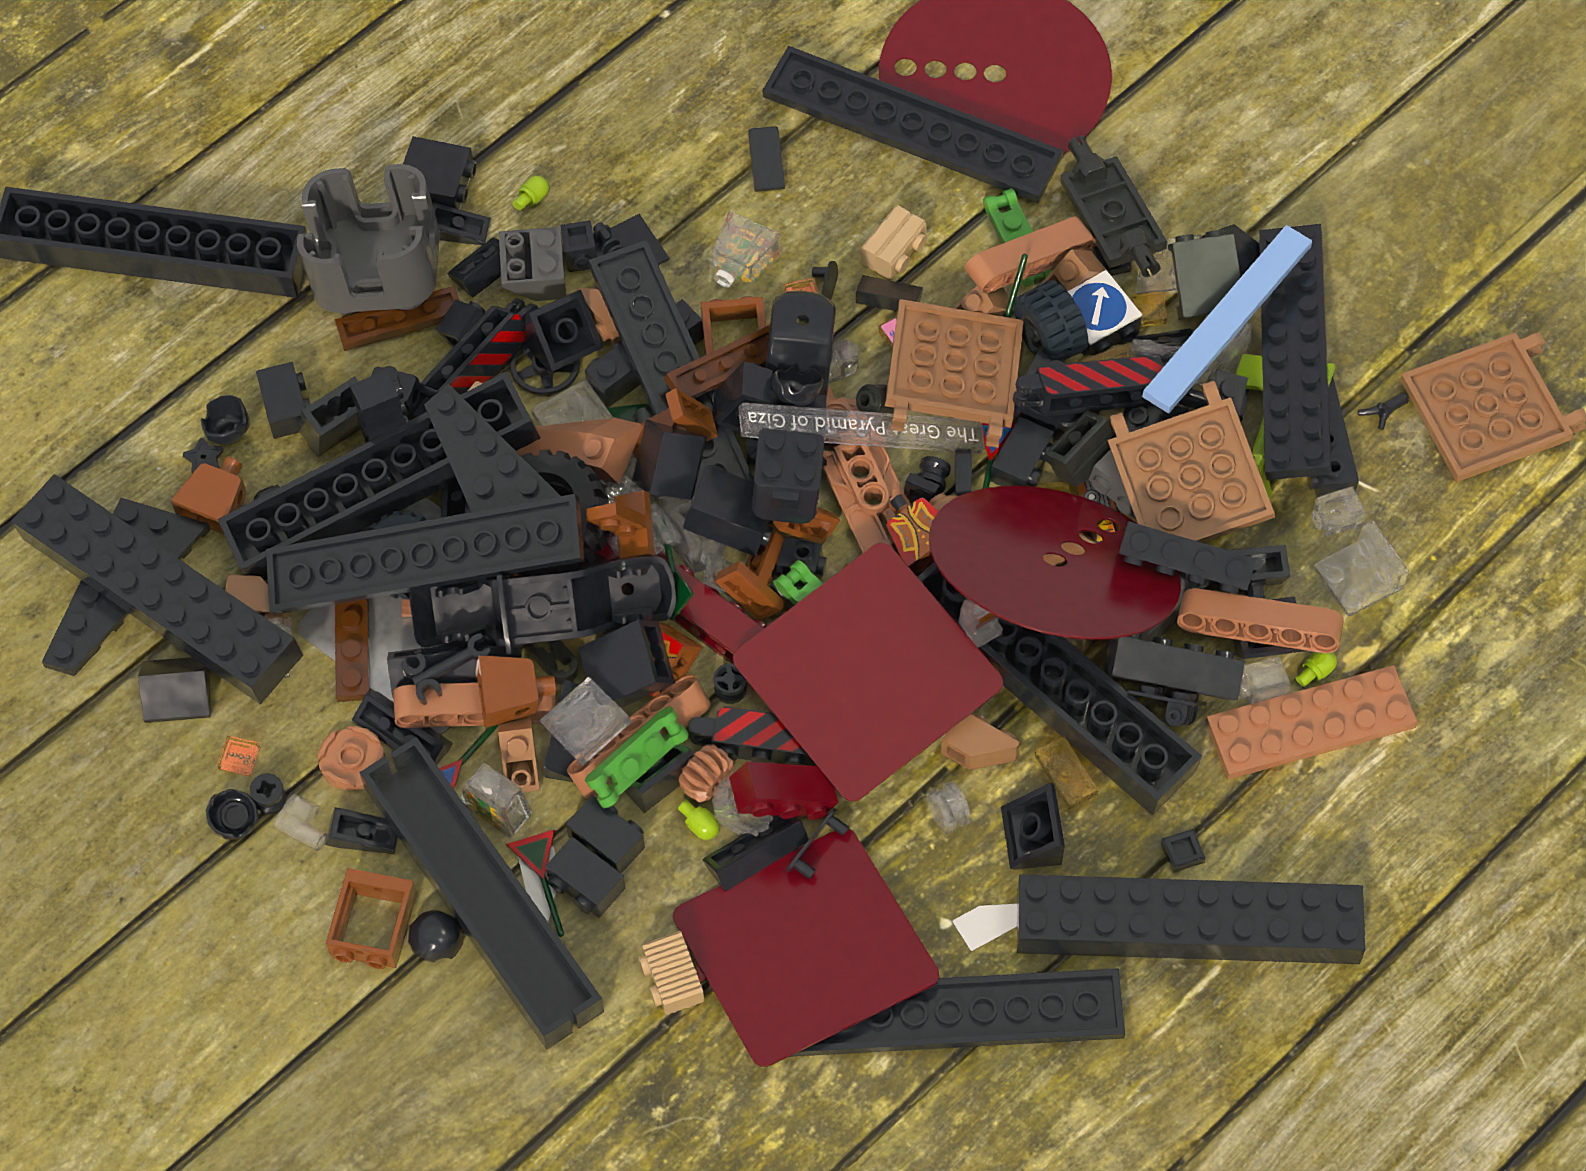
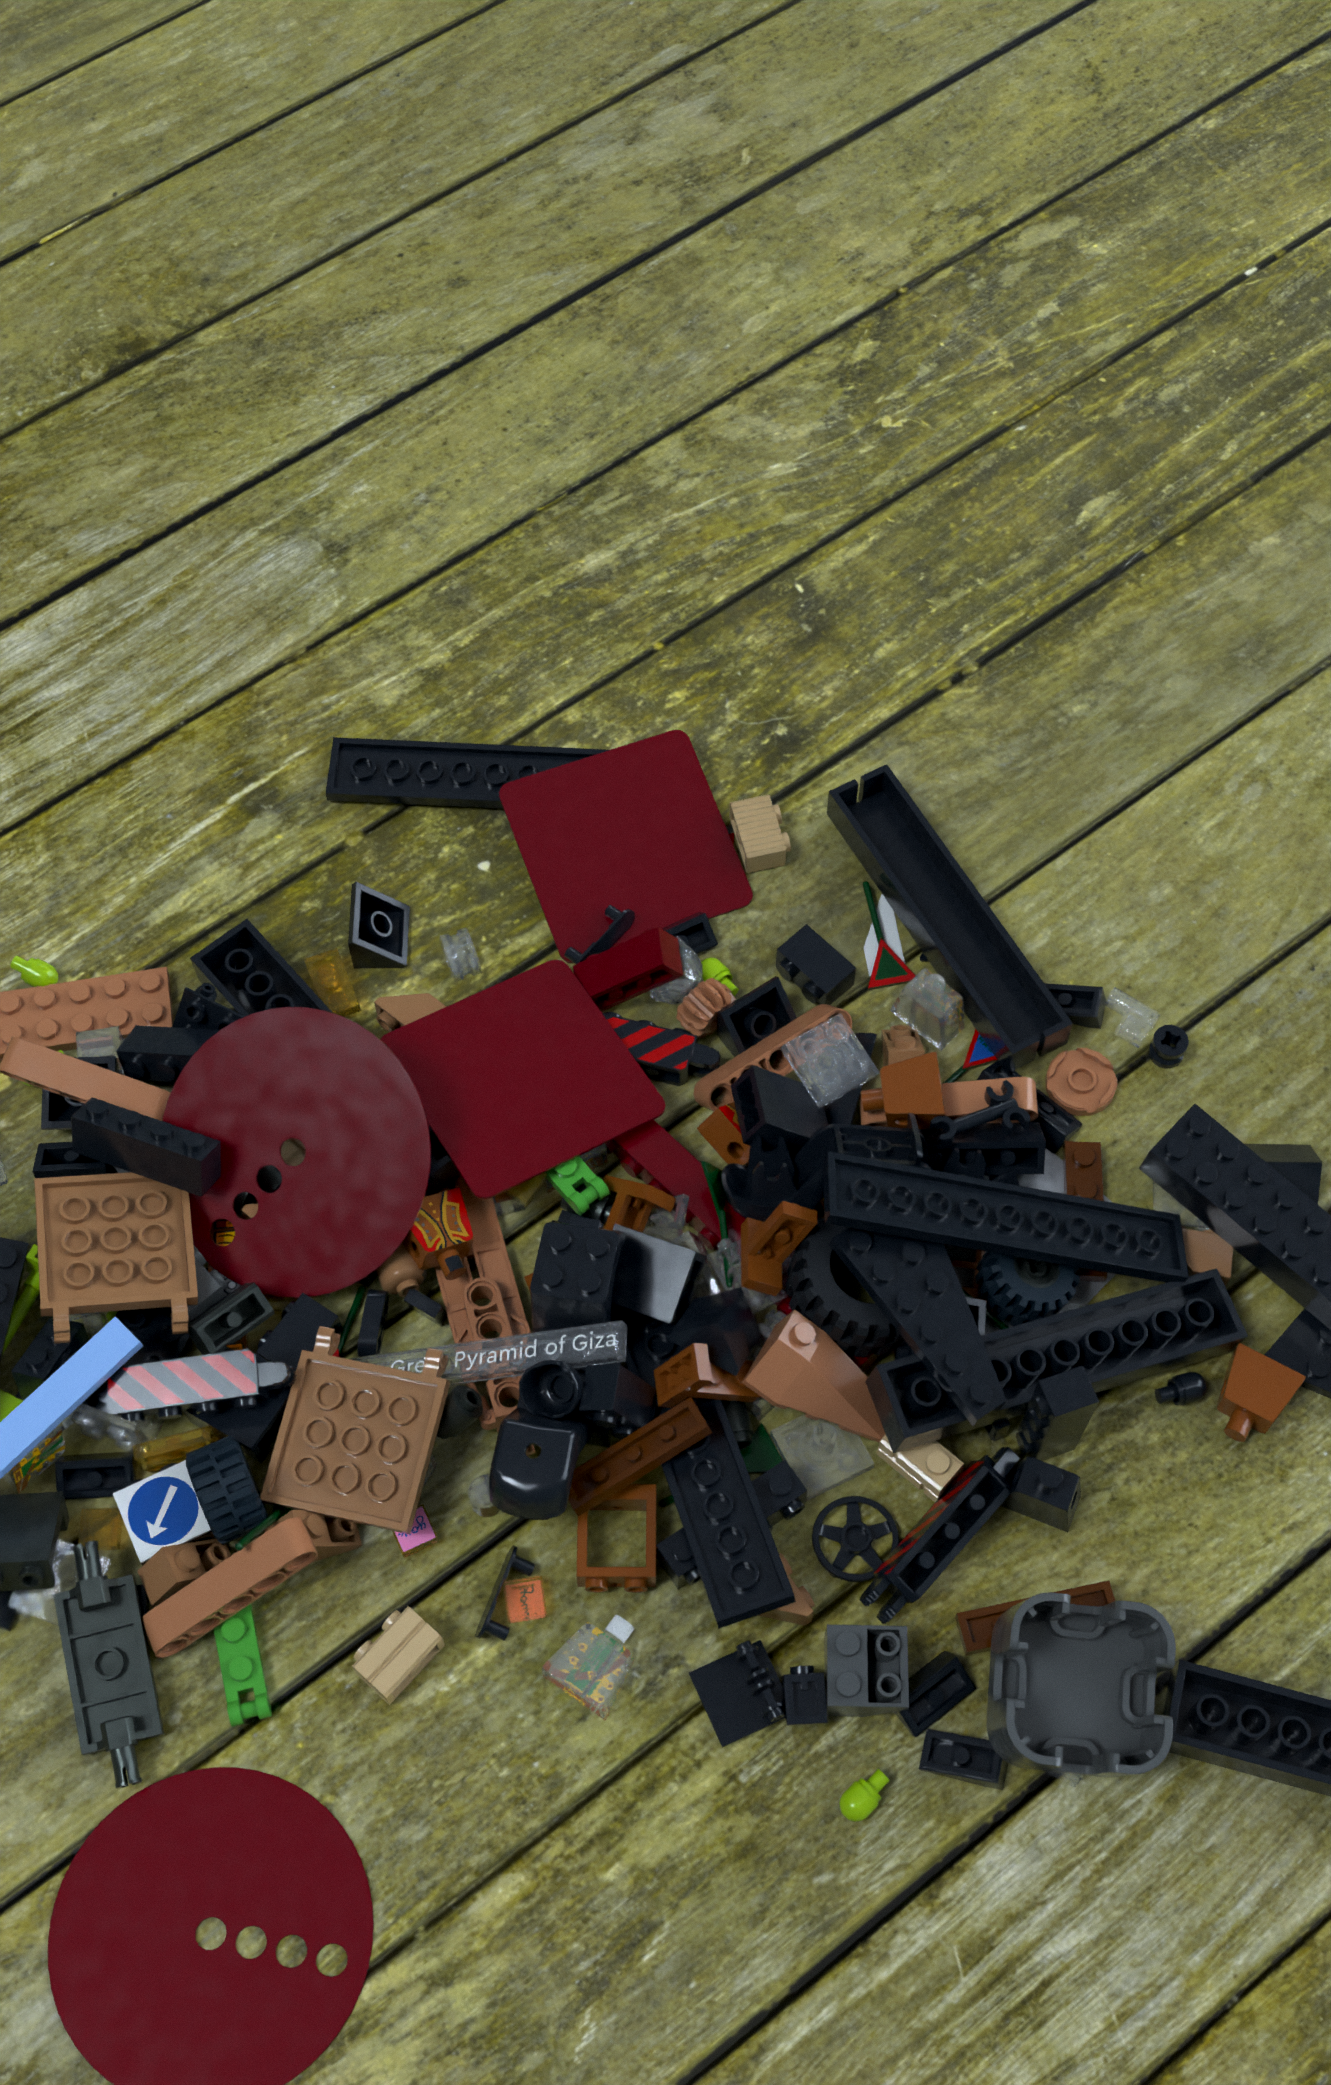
camera: 175 degrees left, 0 degrees up
(202, 448) = (1269, 1462): black plate -> none
(225, 420) = (1249, 1487): black hair -> none
(232, 814) = (1207, 1021): black hair -> none
(238, 755) = (1204, 1093): clear yellow tile -> none
(283, 398) = (1178, 1513): black brick -> none
(330, 419) = (1114, 1453): black brick -> none
(374, 886) = (1050, 938): dark orange window -> none
(435, 936) = (997, 890): black hair -> none
(445, 169) = (991, 1830): black piece -> none
(459, 321) = (958, 1586): black brick -> none
(562, 331) = (830, 1555): black slope -> none
(584, 878) = (840, 925): black brick -> none
(636, 756) = (787, 1010): bright green plate -> none
(729, 675) = (675, 1104): black wheel -> none
(766, 158) = (545, 1813): black slope -> none
(885, 293) = (416, 1587): black slope -> none
(913, 123) = (345, 1847): black plate -> none
(935, 470) = (408, 1328): black wheel -> none
(986, 923) = (437, 863): white sticker -> none
(1183, 850) = (233, 904): black tile -> none
(1190, 919) = (245, 829): black brick -> none
(1351, 757) = (35, 971): none -> lime cylinder

